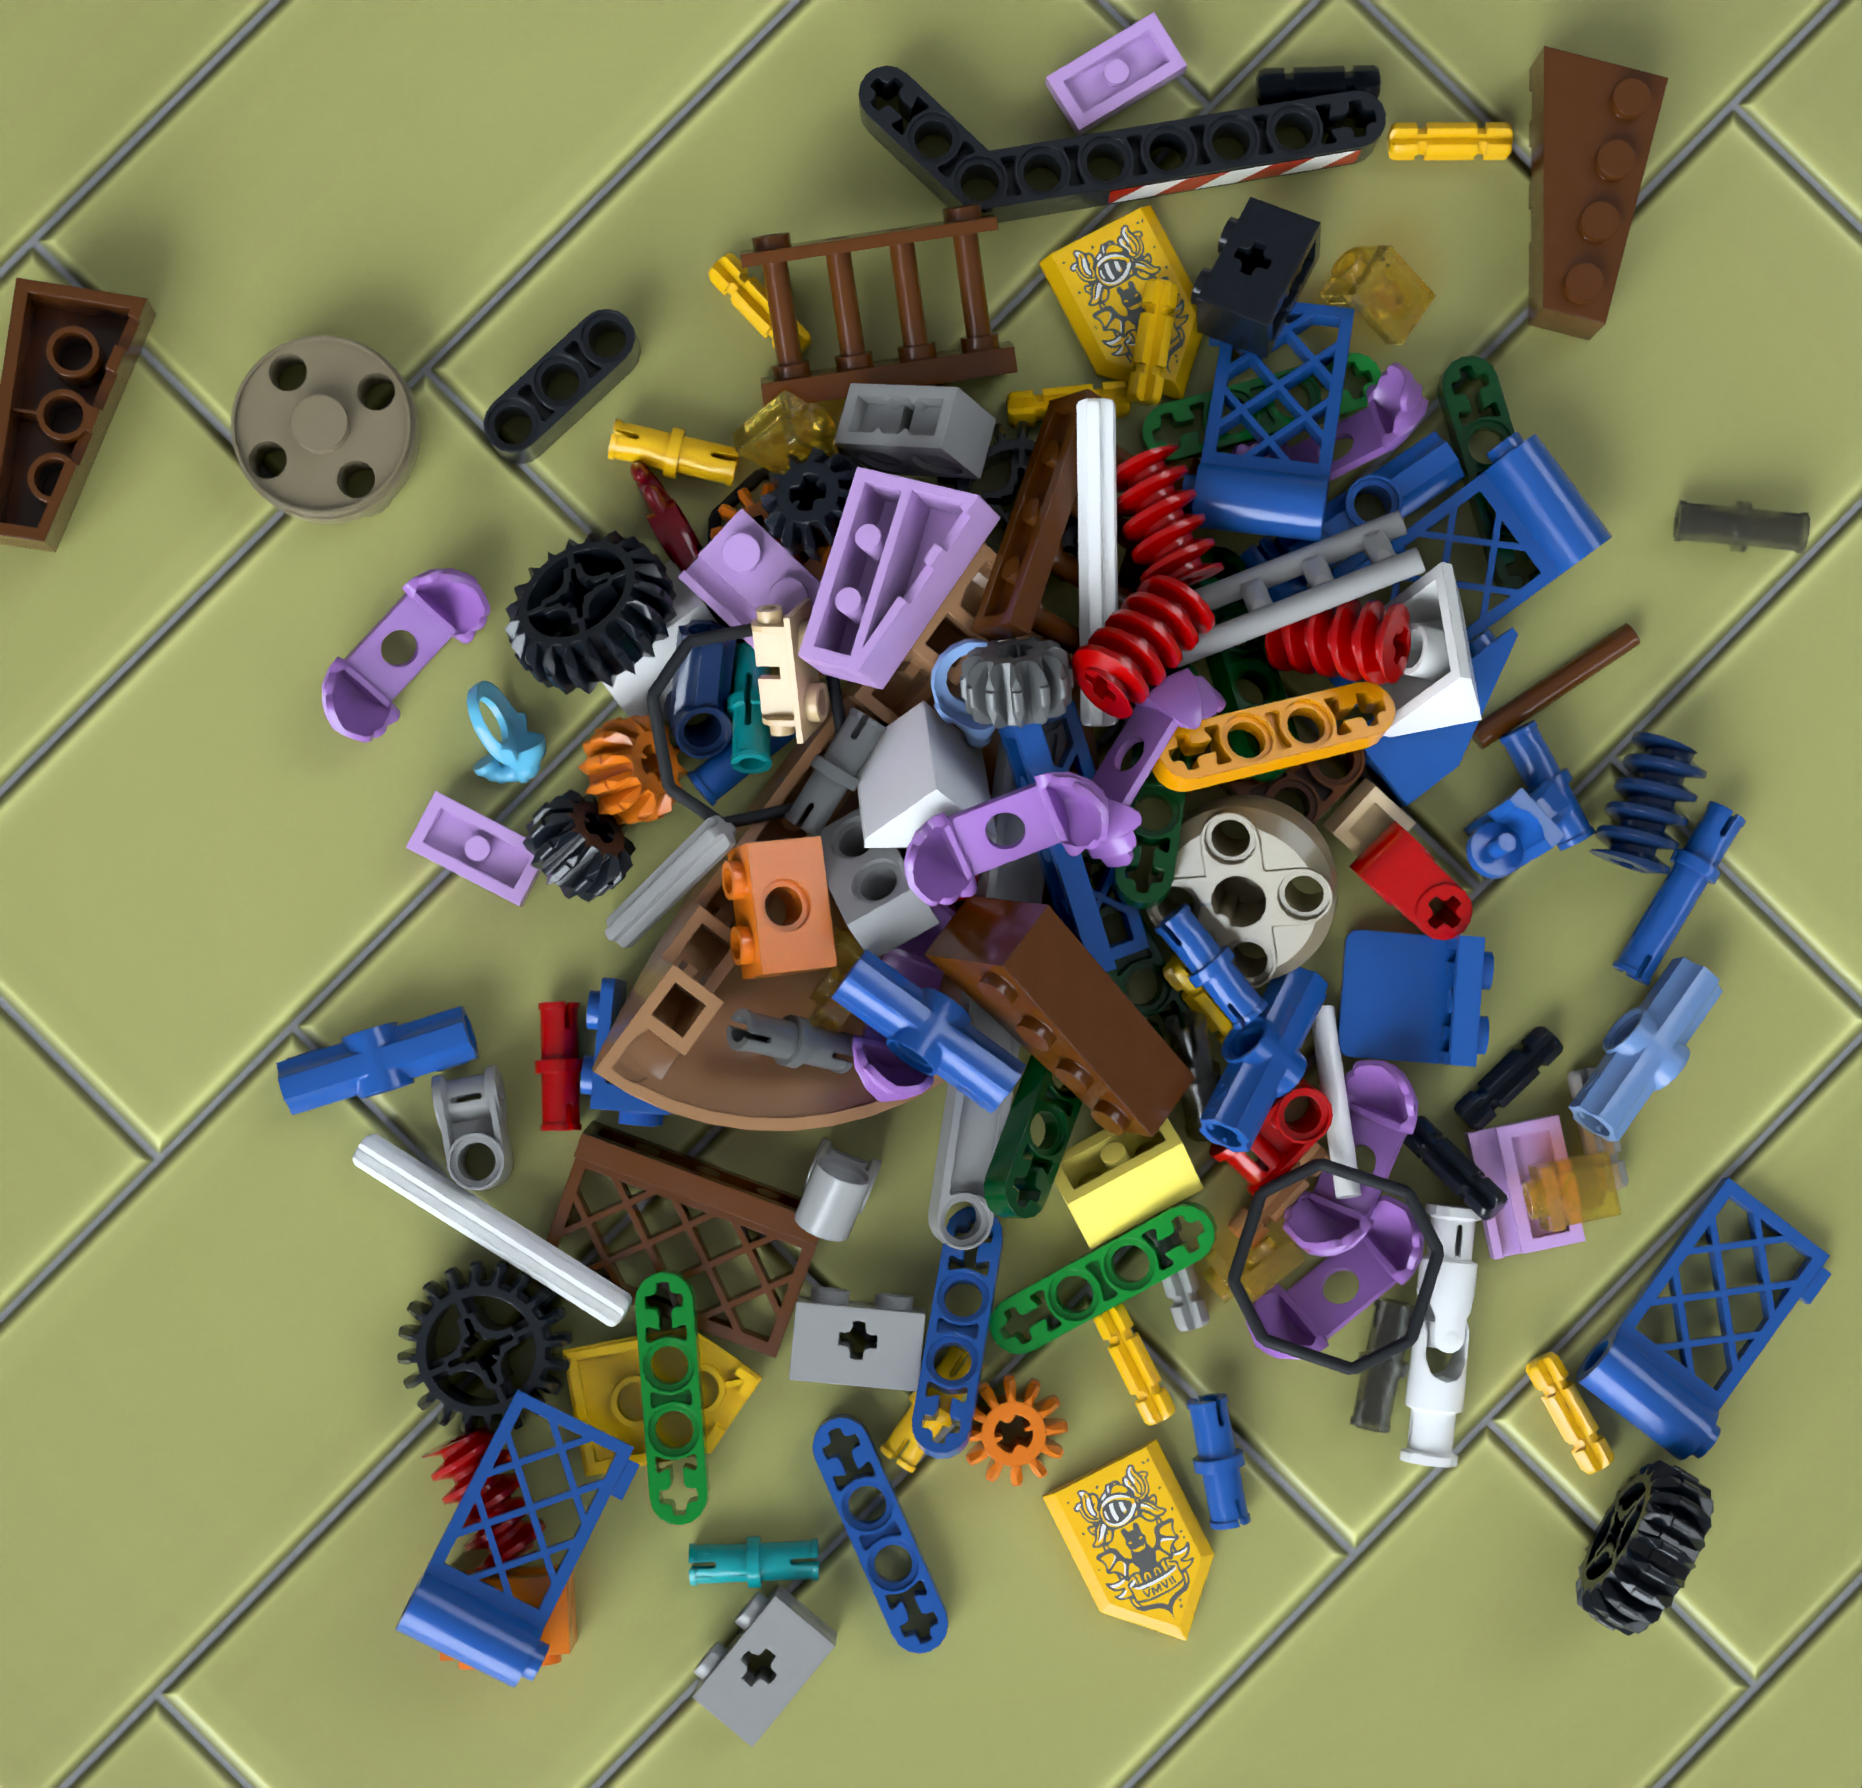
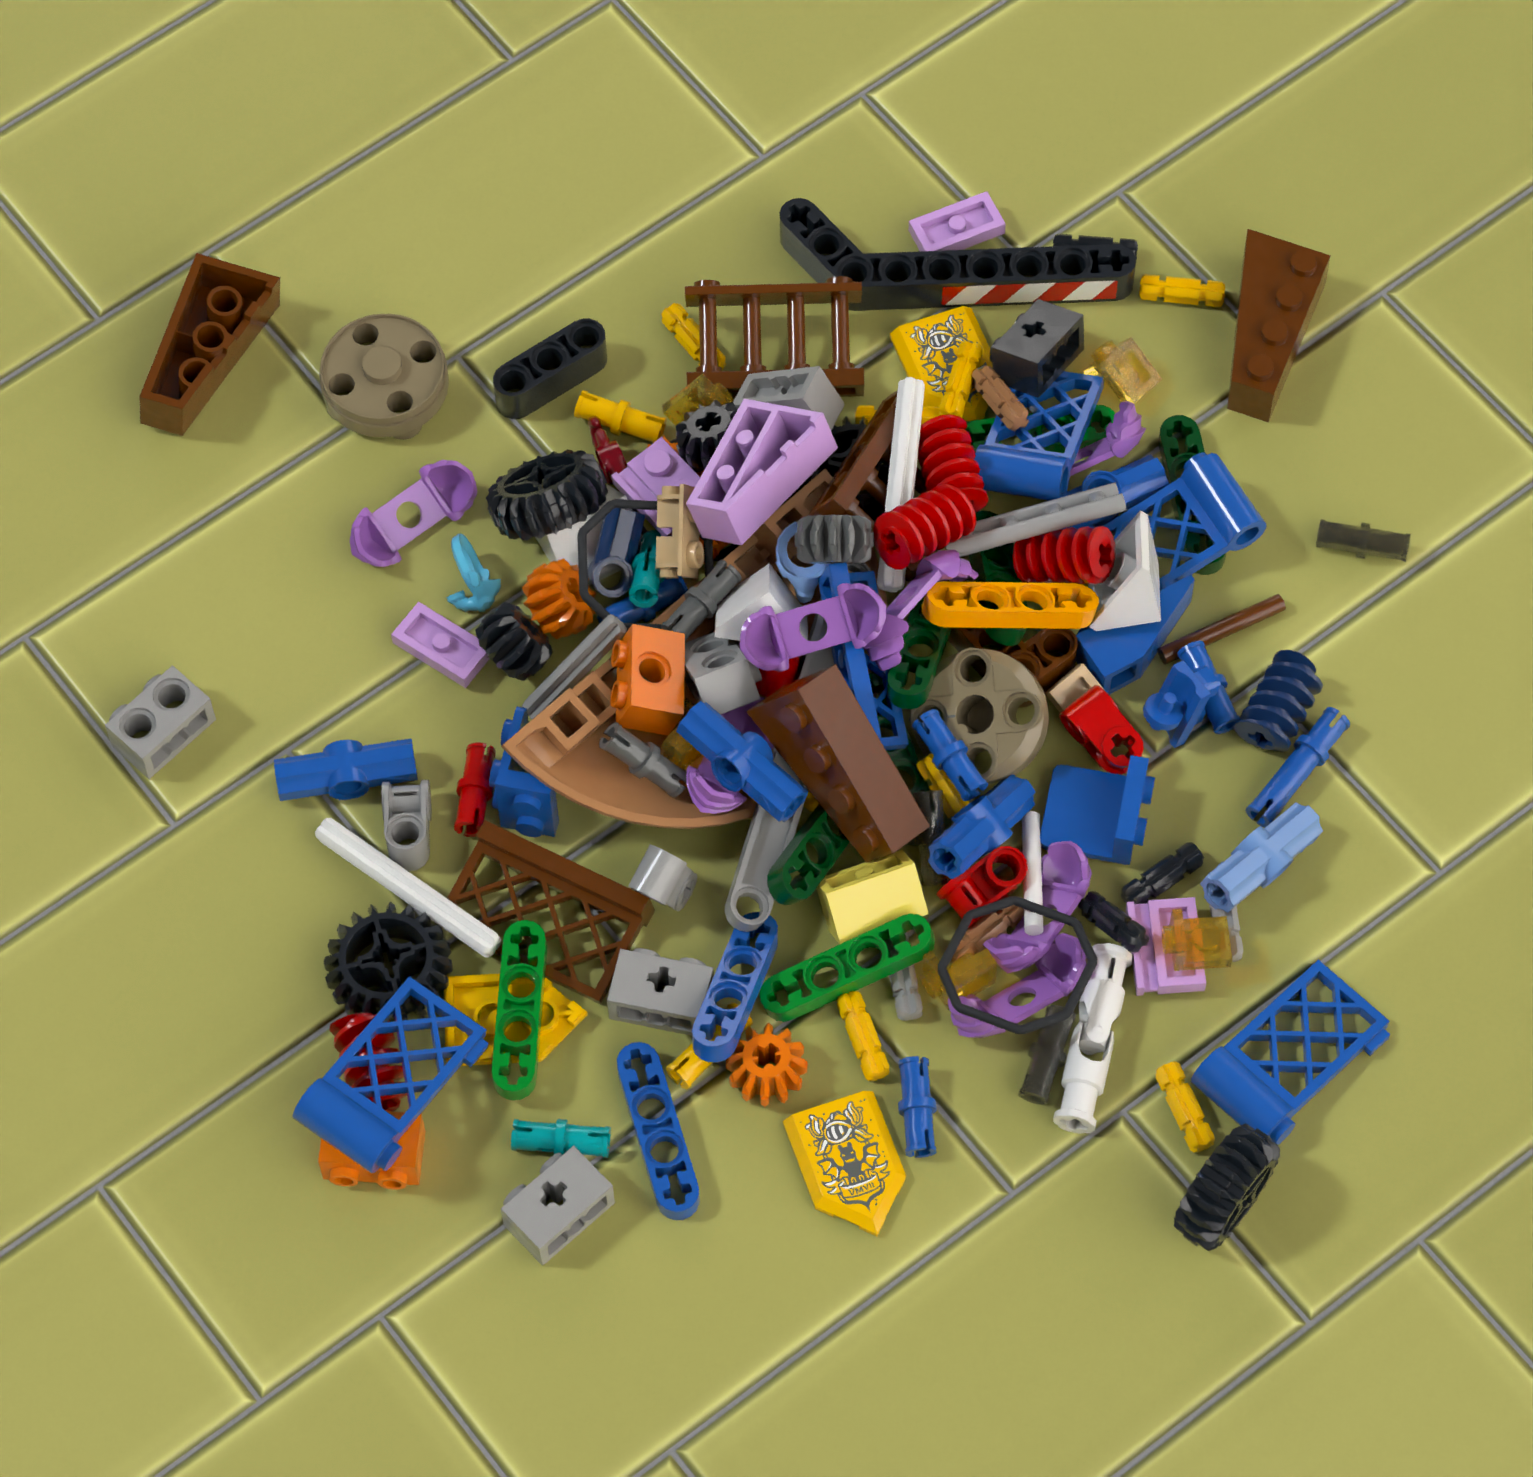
camera: 10 degrees right, 25 degrees down
(119, 1031) = (168, 727): none -> light grey brick
(1215, 373) = (1000, 398): none -> medium nougat axle

